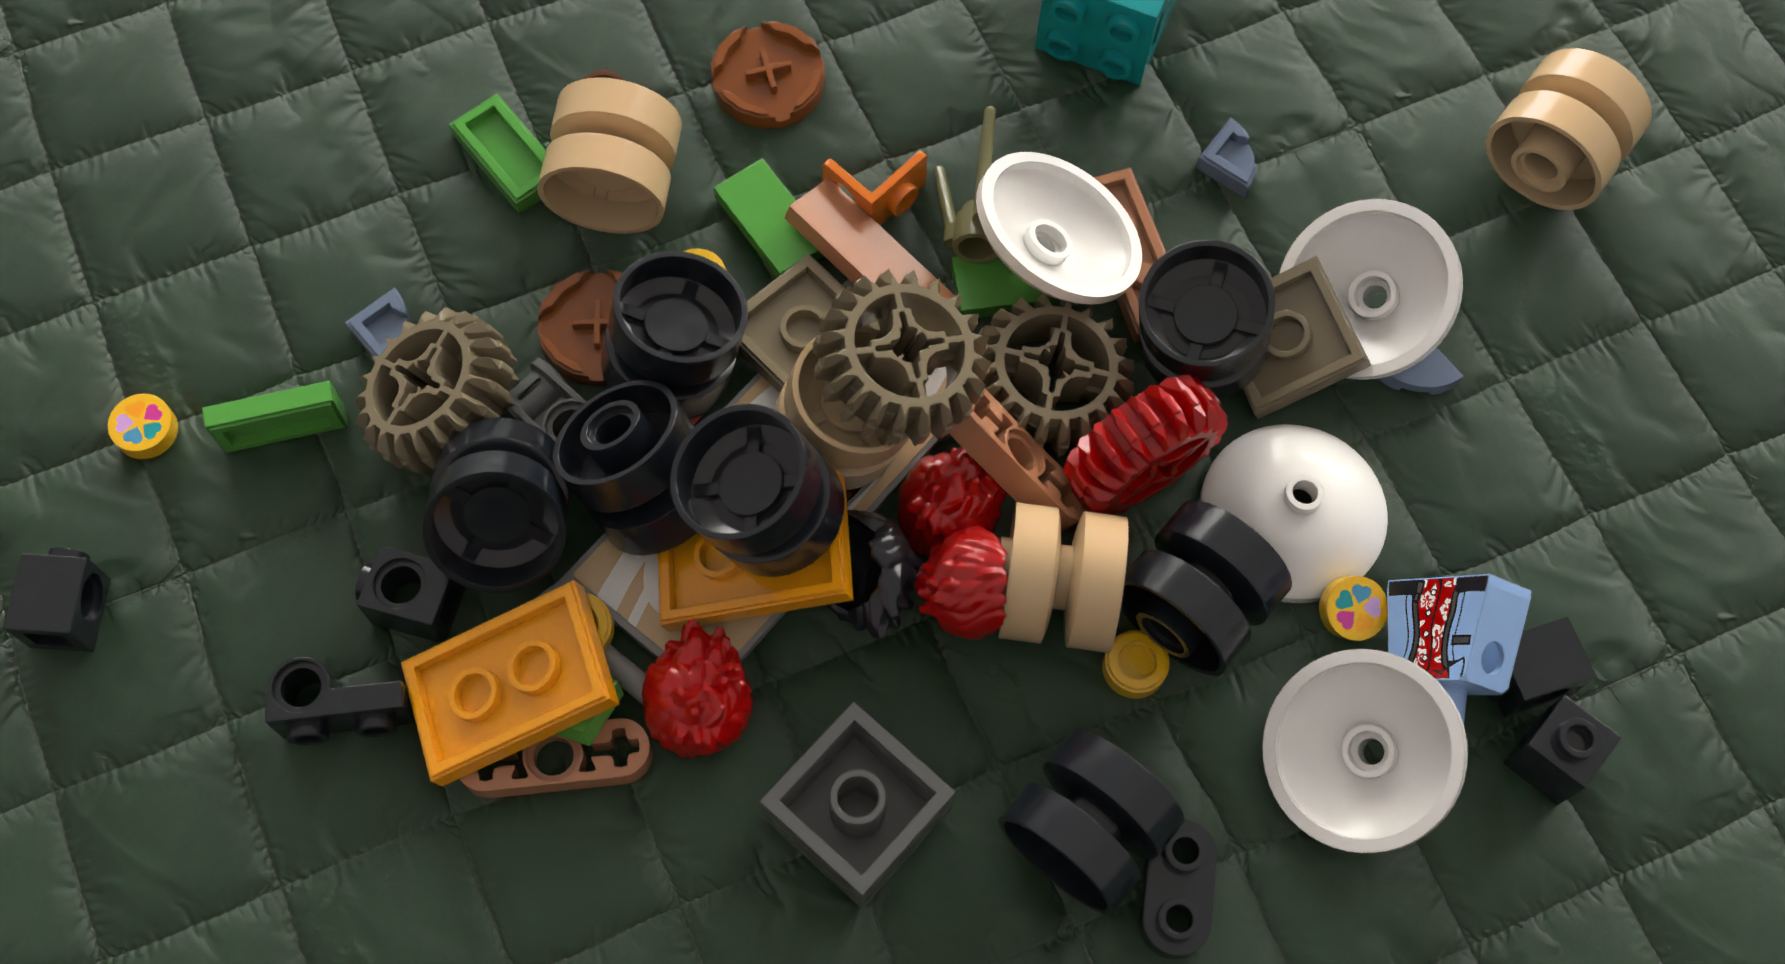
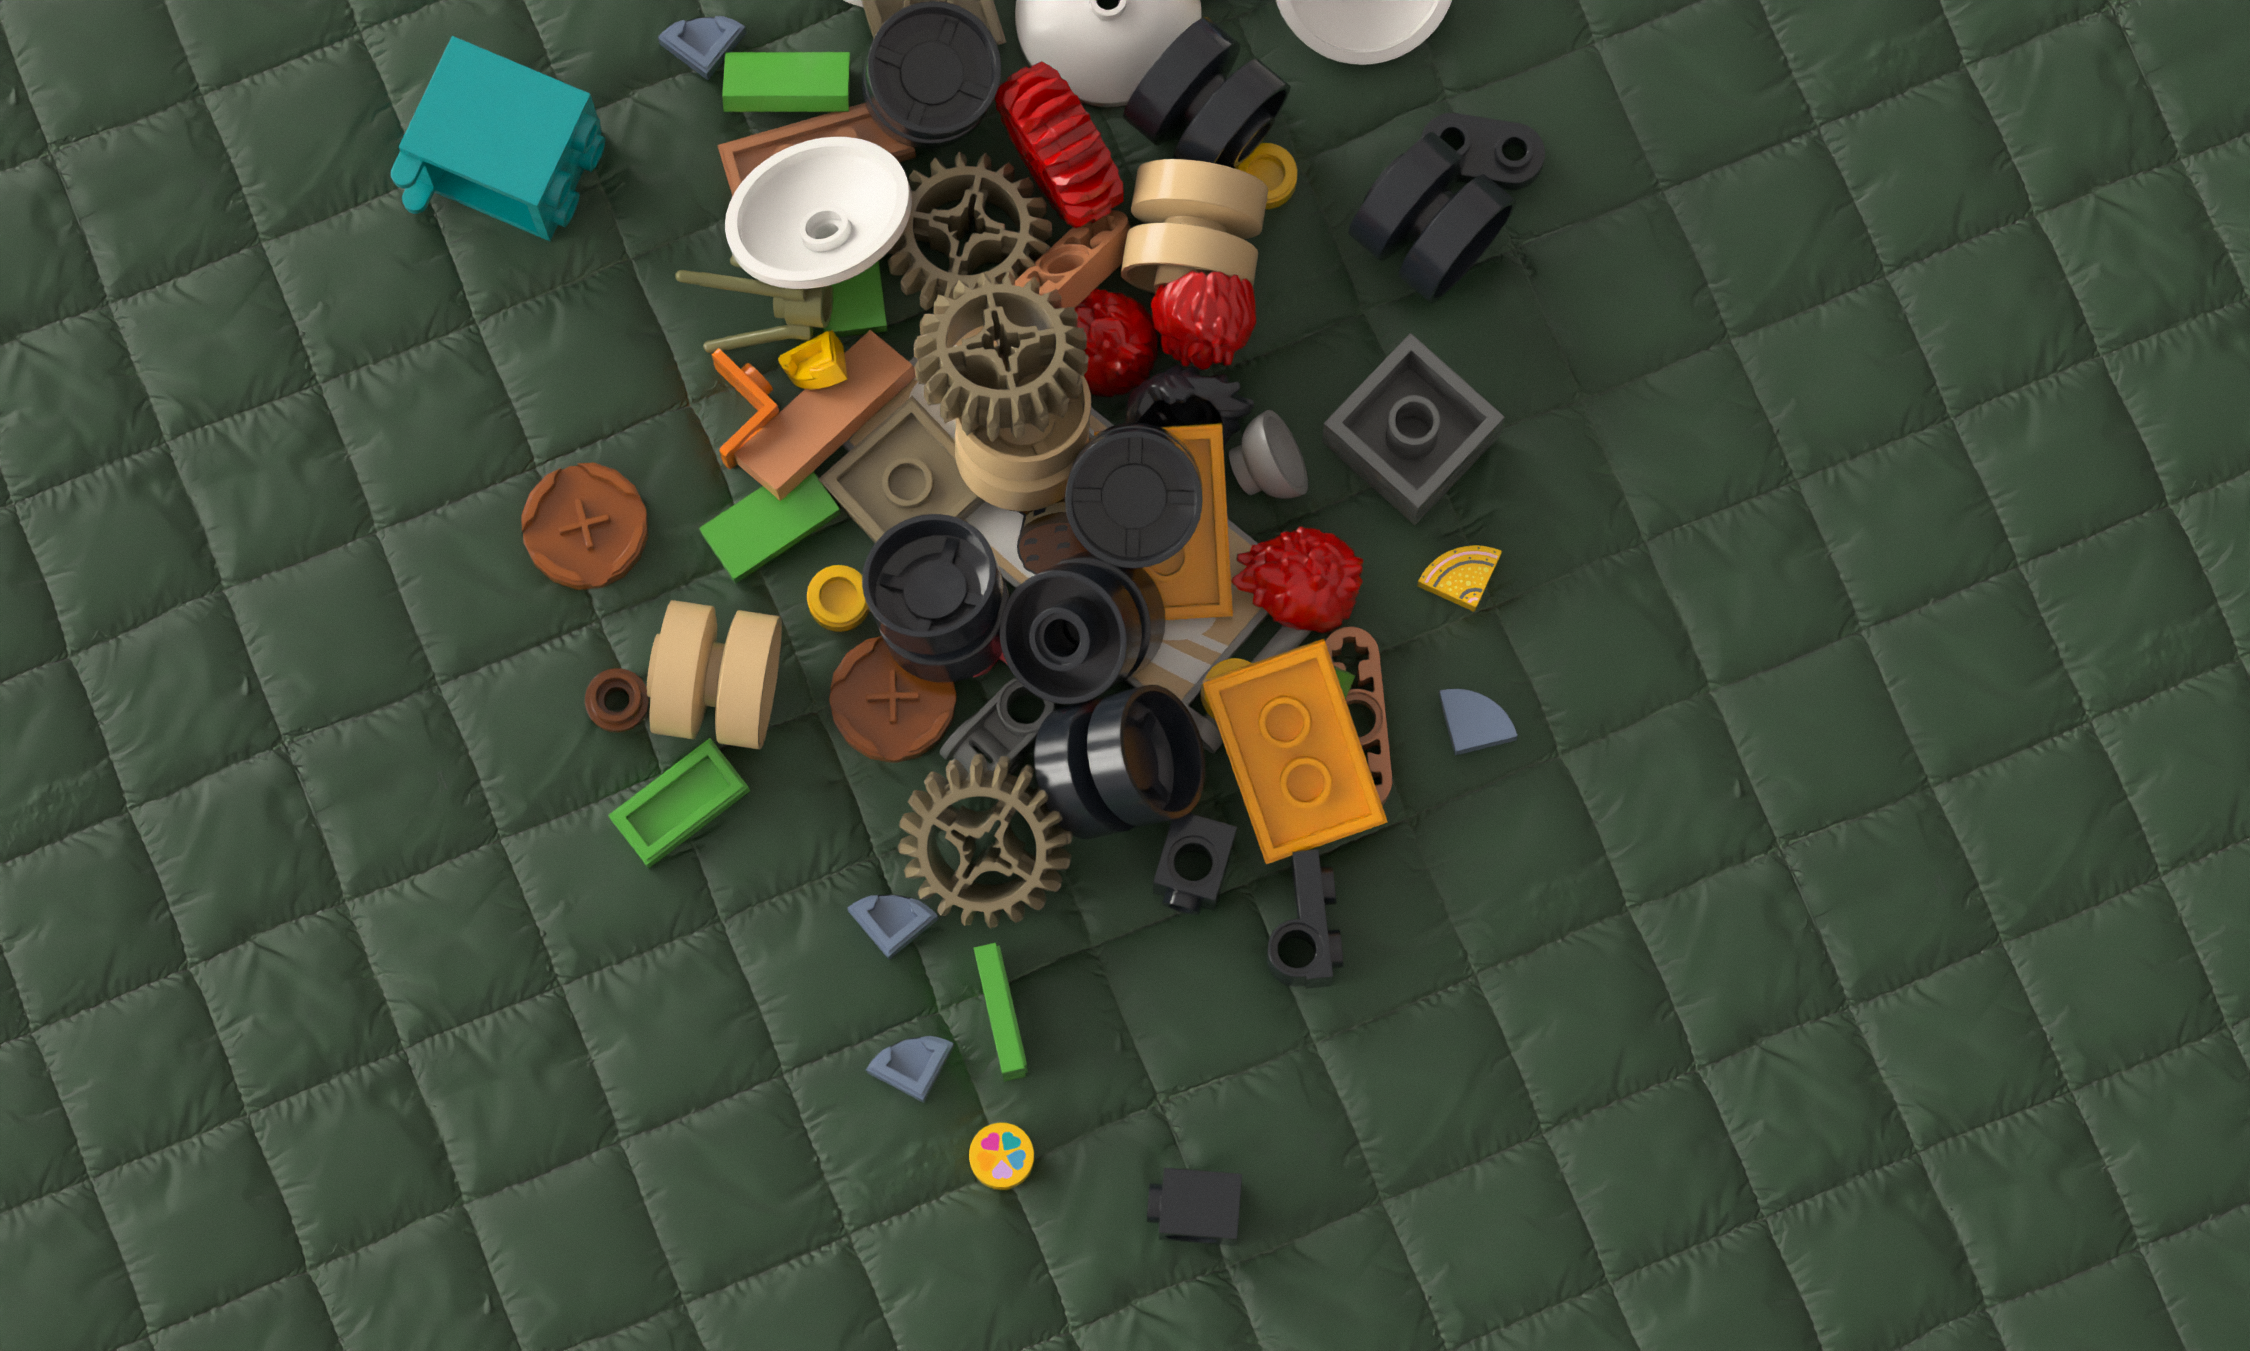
camera: 85 degrees left, 10 degrees up
(242, 349) = (912, 1064): none -> sand blue tile
(548, 881) = (1474, 721): none -> sand blue tile
(708, 868) = (1461, 574): none -> yellow tile
(829, 667) = (1269, 459): none -> light grey piece
(922, 249) = (816, 362): none -> yellow tile
(1193, 203) = (786, 82): none -> bright green tile

